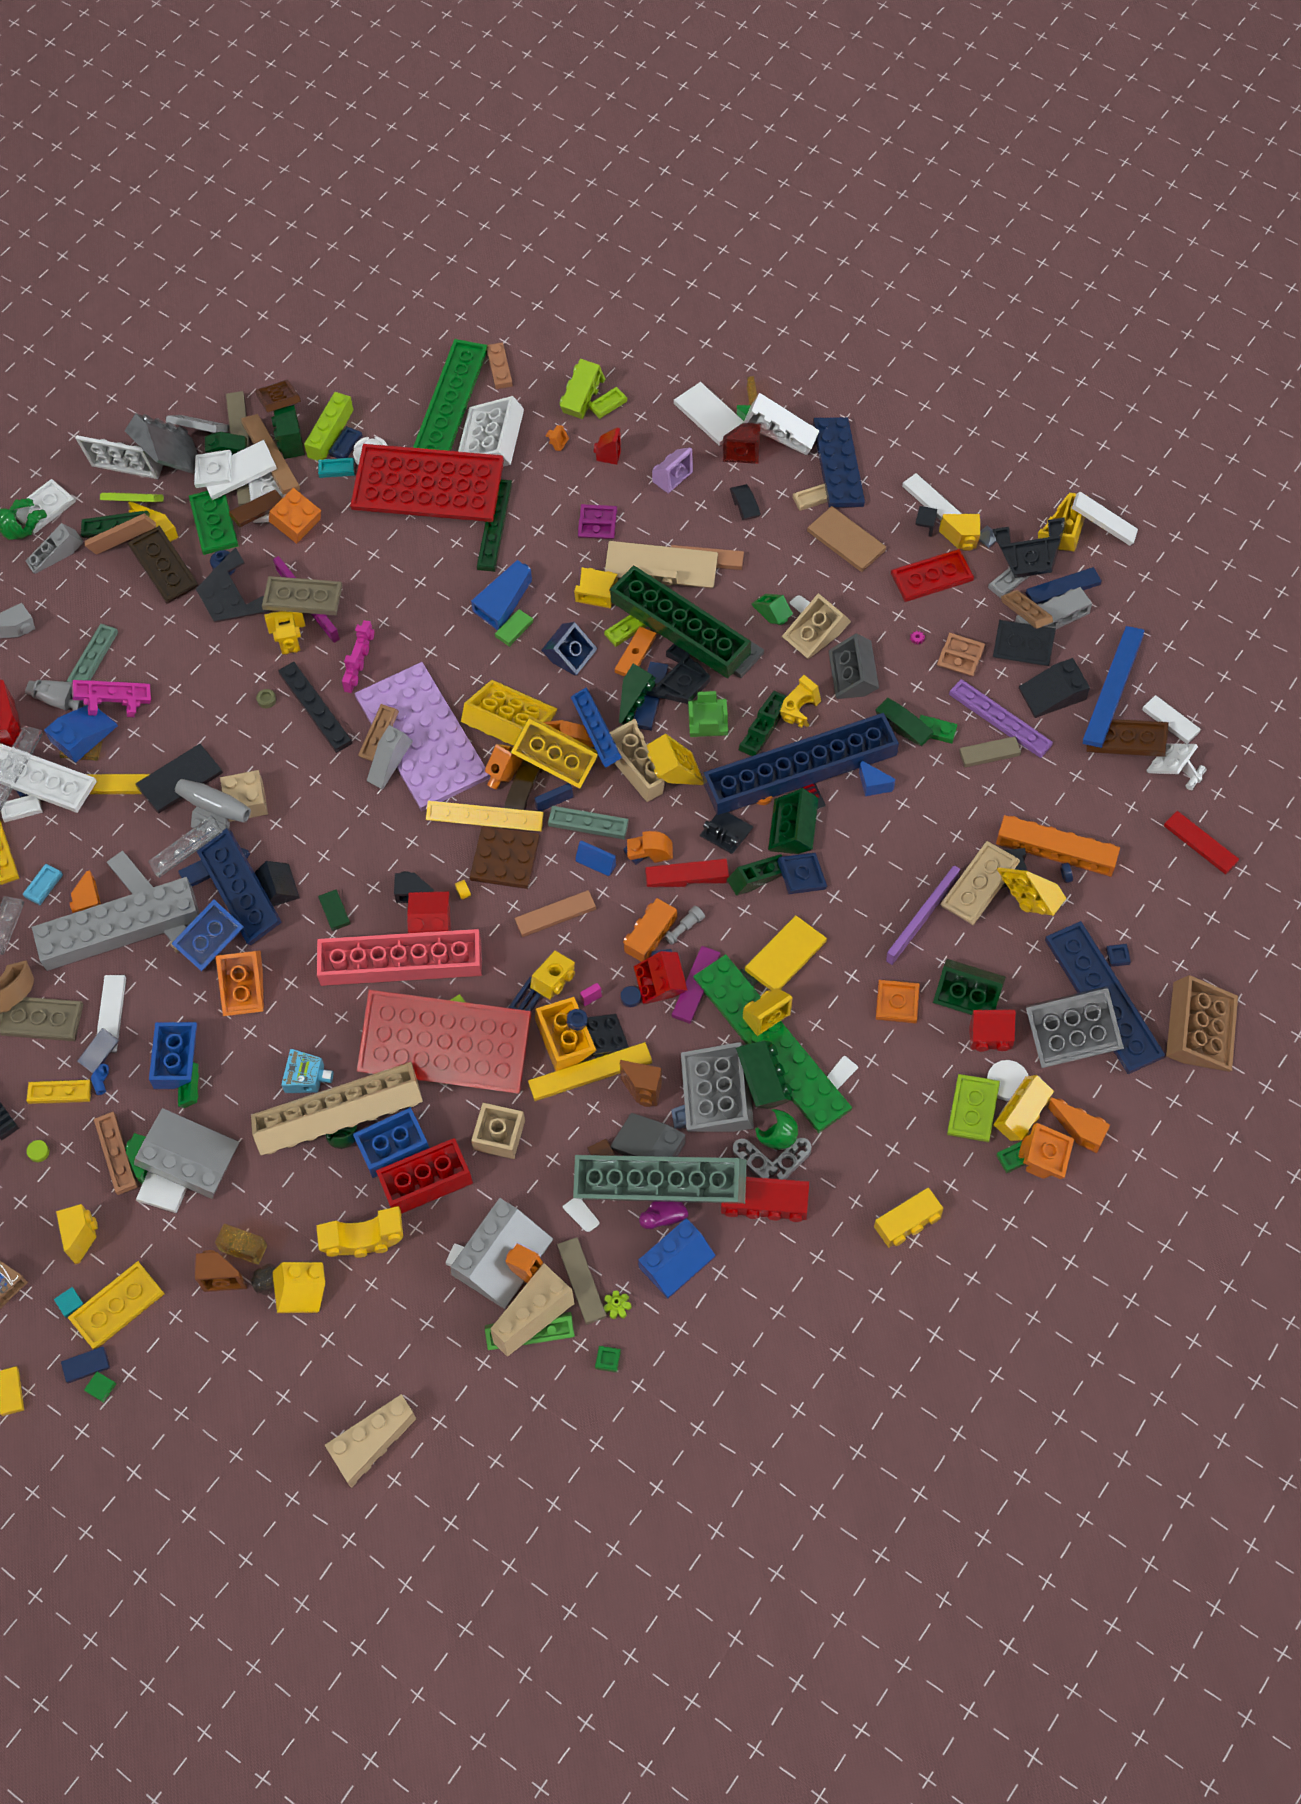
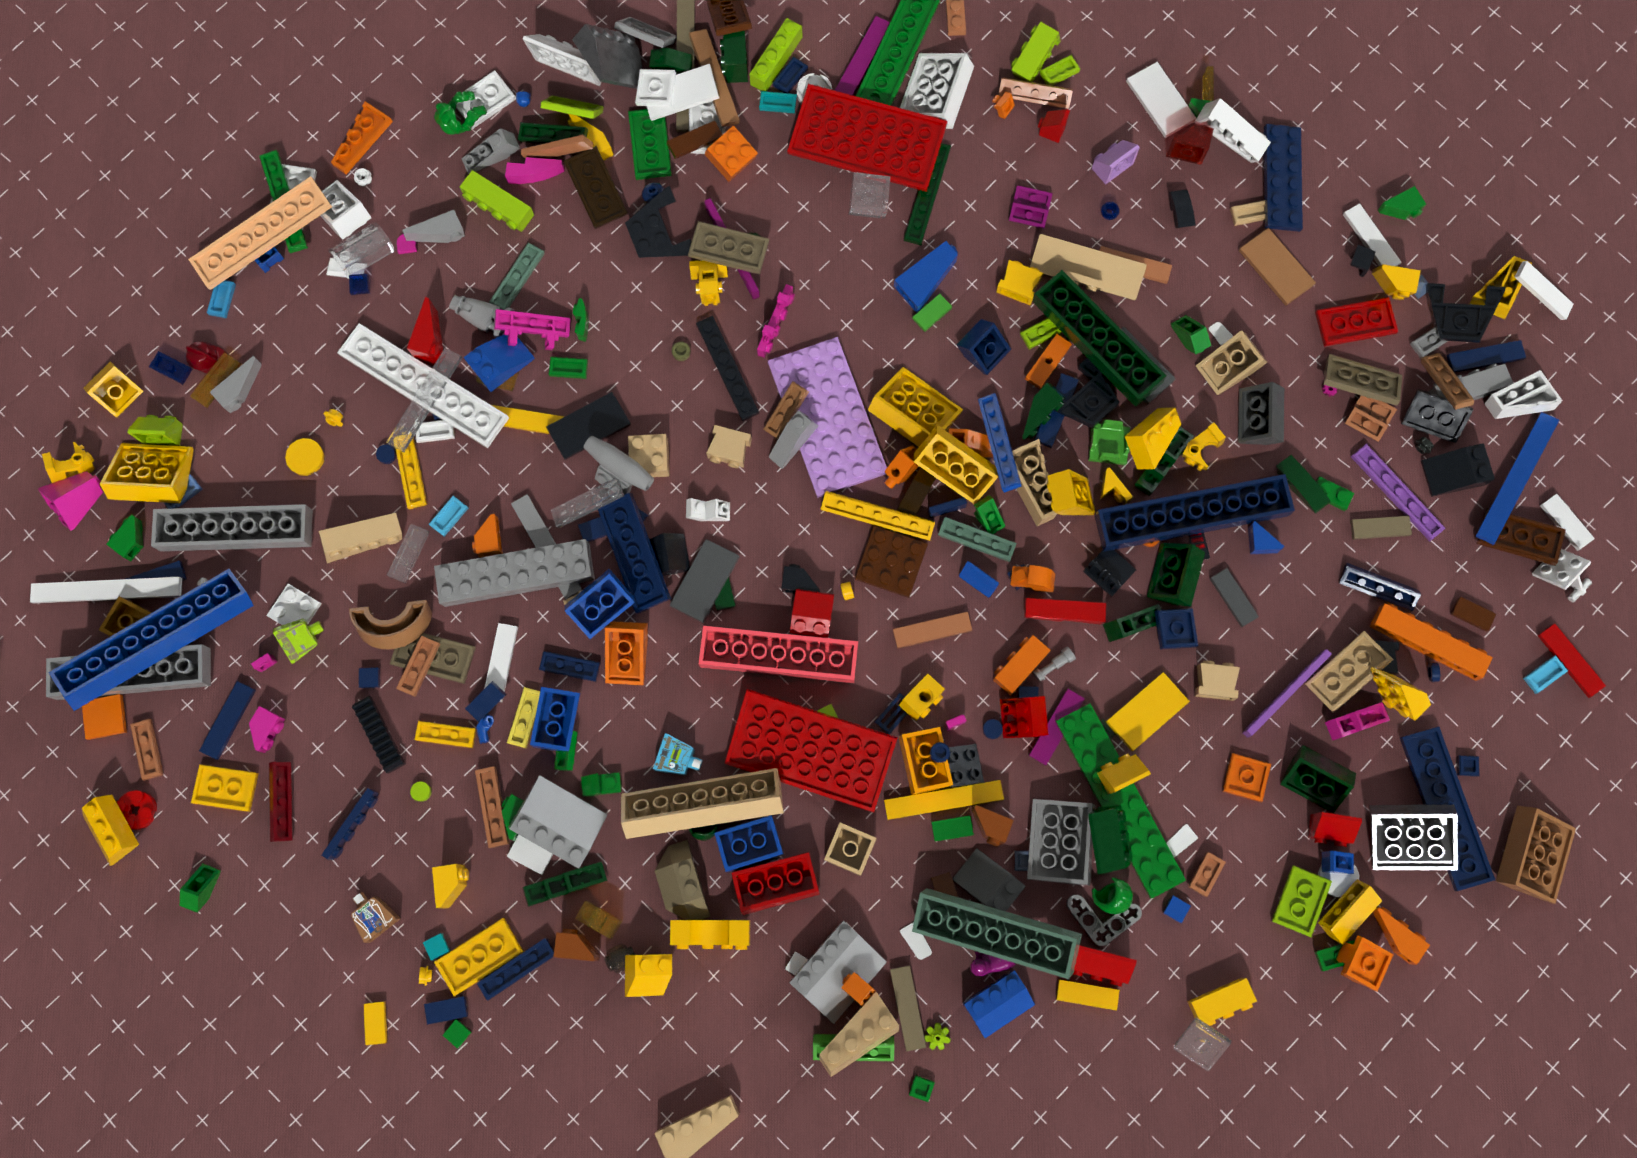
camera: 10 degrees right, 15 degrees up
(23, 1027) = (418, 666): none -> nougat plate
(59, 1332) = (425, 975): none -> yellow plate
(64, 591) = (497, 201): none -> lime brick
(82, 499) = (523, 98): none -> blue hinge
(99, 559) = (533, 170): none -> dark pink slope
(140, 1064) = (524, 718): none -> light yellow tile
(153, 730) = (568, 367): none -> green tile
(158, 1309) = (516, 969): none -> dark blue plate
(162, 684) = (581, 317): none -> green slope
(184, 1006) = (569, 666): none -> dark blue tile
(201, 1216) = (564, 884): none -> dark green slope
(227, 1114) = (601, 784): none -> green slope
(315, 903) = (704, 581): none -> dark grey tile
(316, 837) = (708, 510): none -> white slope
(324, 775) = (728, 446): none -> tan hips
(324, 1194) = (681, 883): none -> dark tan wedge
(415, 416) = (863, 57): none -> magenta tile
(436, 532) = (869, 195): none -> clear brick
(586, 423) = (1036, 92): none -> plate
(596, 797) = (989, 515): none -> green slope
(603, 1097) = (952, 828): none -> green tile
(675, 509) = (1110, 206): none -> clear blue plate
(718, 752) = (1112, 484): none -> yellow slope
(747, 701) = (1152, 437): none -> yellow wedge
(768, 1236) = (1087, 994): none -> yellow tile
(847, 1137) = (1176, 909): none -> blue tile
(851, 914) = (1217, 681): none -> tan hips
(855, 837) = (1234, 597): none -> dark grey tile
(872, 1098) = (1206, 874): none -> nougat plate
(894, 1261) = (1202, 1044): none -> clear tile
(946, 622) = (1363, 379): none -> dark tan plate
(957, 468) = (1404, 205): none -> green slope
(997, 929) = (1357, 721): none -> dark pink slope
(998, 805) = (1380, 587): none -> dark blue slope
(1002, 1062) = (1337, 862): none -> blue slope
(1018, 672) = (1424, 445): none -> pearl dark grey plate
(1096, 815) = (1473, 614): none -> reddish brown tile
(1104, 614) = (1524, 397): none -> white wedge
(1178, 859) = (1545, 674): none -> medium azure tile

